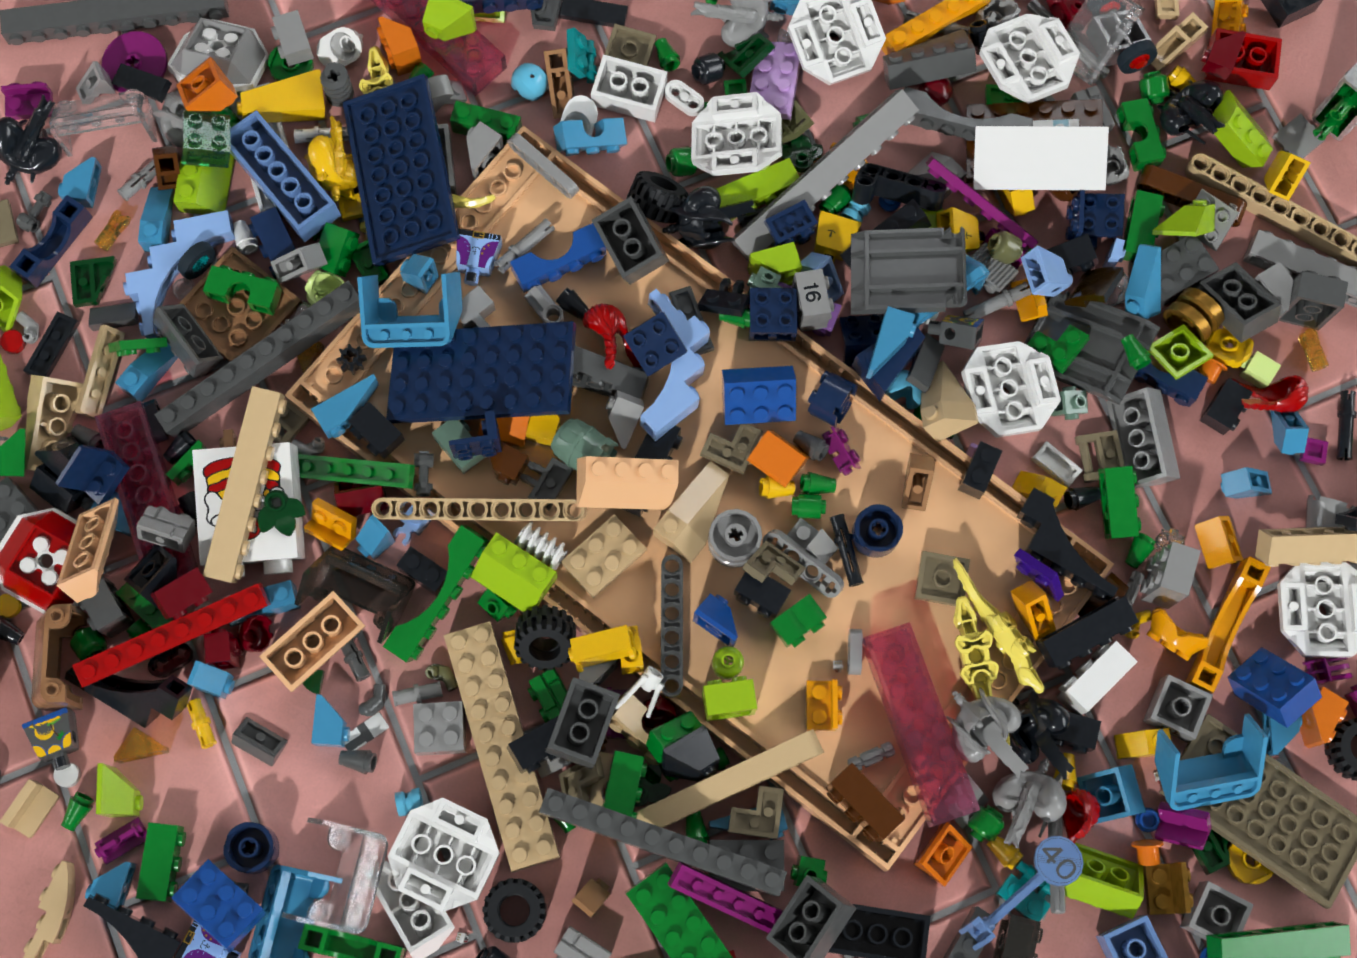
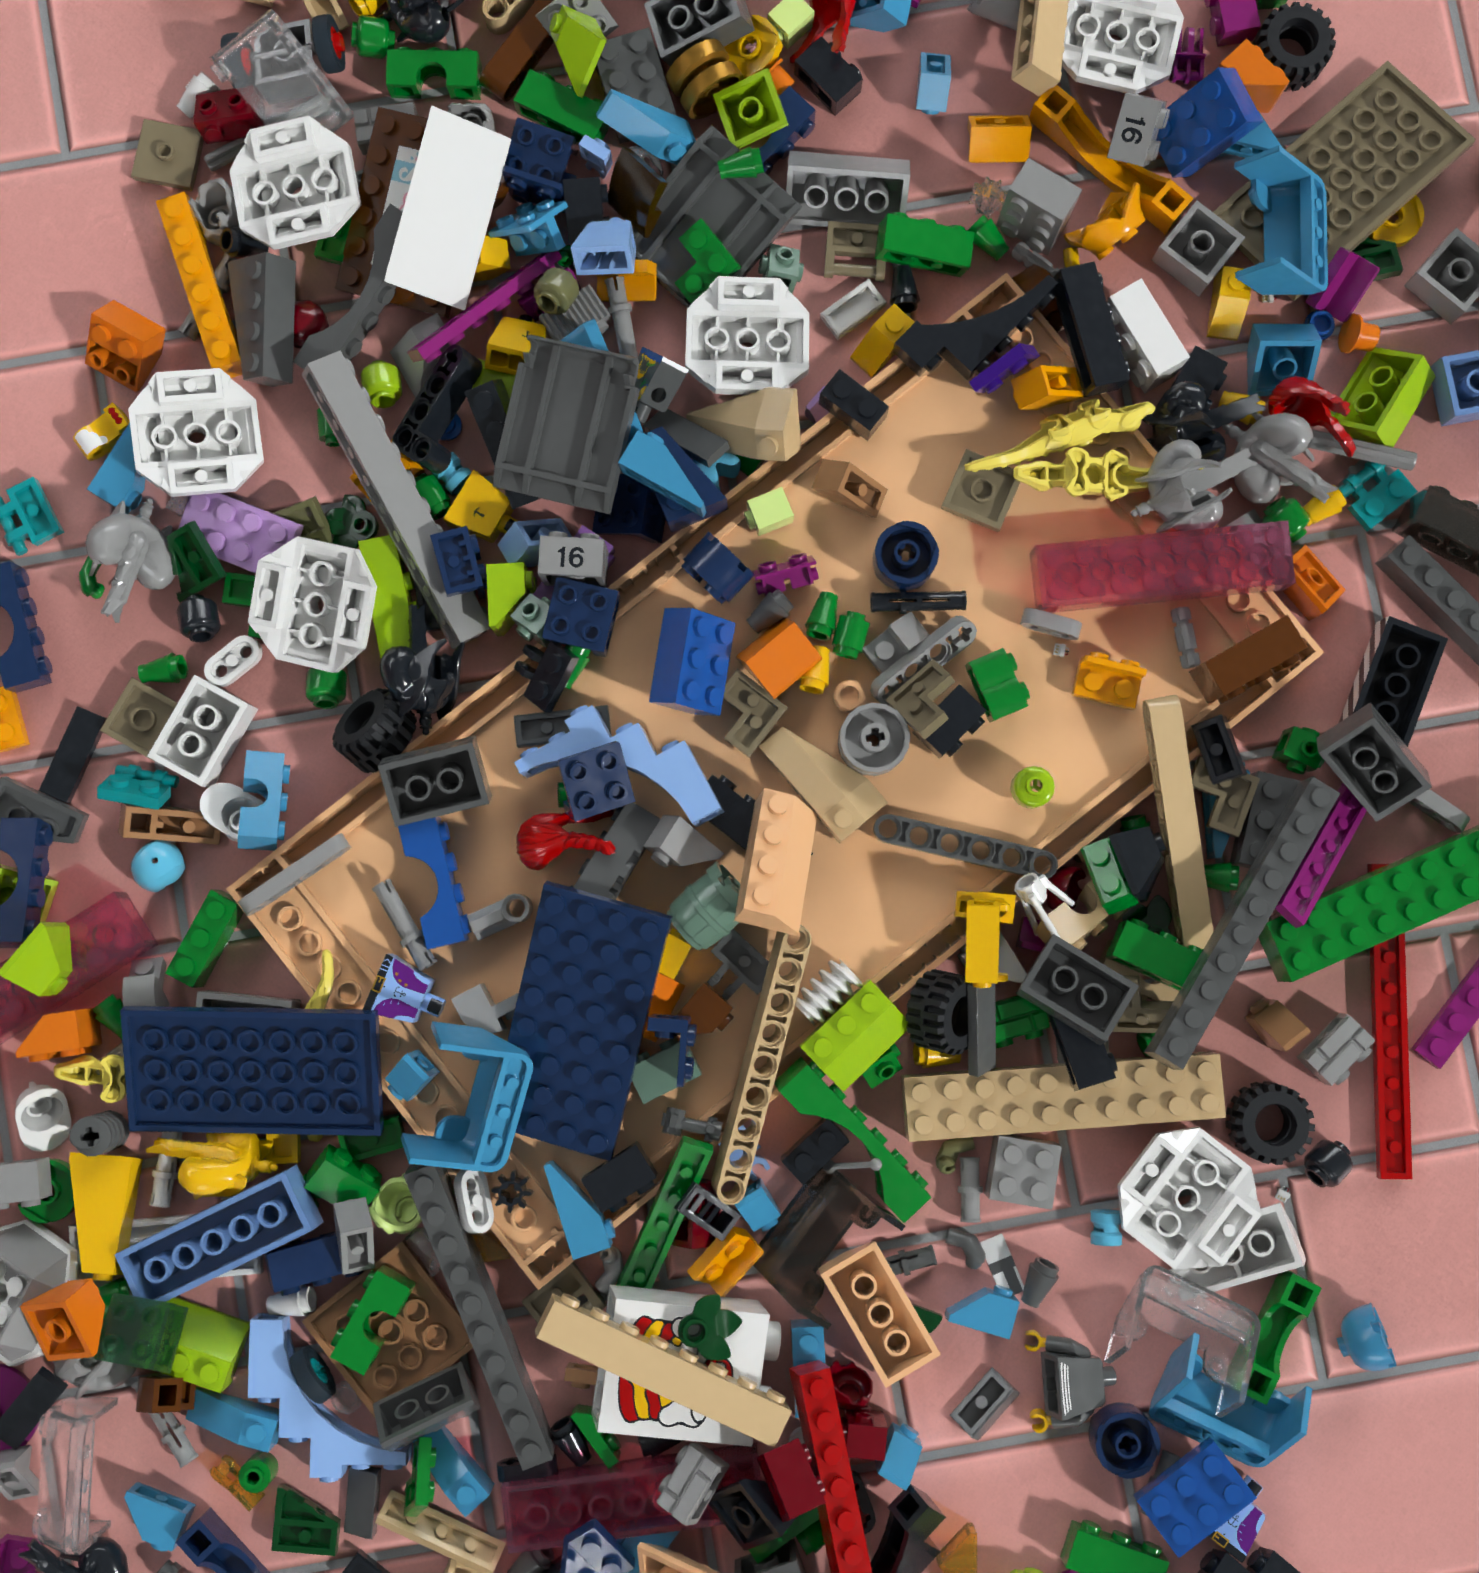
camera: 70 degrees left, 10 degrees up
(123, 240) = (258, 1472): none -> green brick
(201, 723) = (948, 1476): yellow pin -> none
(288, 798) = (1071, 1382): none -> dark grey torso
(340, 336) = (473, 1200): none -> white plate
(356, 513) = (722, 1224): none -> black slope
(414, 585) = (875, 1164): none -> light grey hinge
(482, 147) = (246, 951): light grey slope -> none
(538, 667) = (981, 1030): none -> dark grey tile
(572, 303) = (503, 877): black cone -> none
(603, 556) = (854, 913): tan plate -> none
(717, 619) = (973, 786): blue slope -> none
(729, 698) = (1082, 796): lime brick -> none
(765, 516) = (849, 695): none -> light nougat tile
(791, 801) = (1219, 749): none -> black slope
(884, 428) = (769, 512): none -> yellowish green brick
(906, 149) = (382, 383): none -> lime head
(1047, 222) = (532, 228): none -> dark azure bracket
(1056, 862) = (1361, 447): medium blue piece -> none
(1168, 889) = (1410, 321): pearl gold bracket -> none
(1251, 634) = (1137, 129): none -> light grey brick

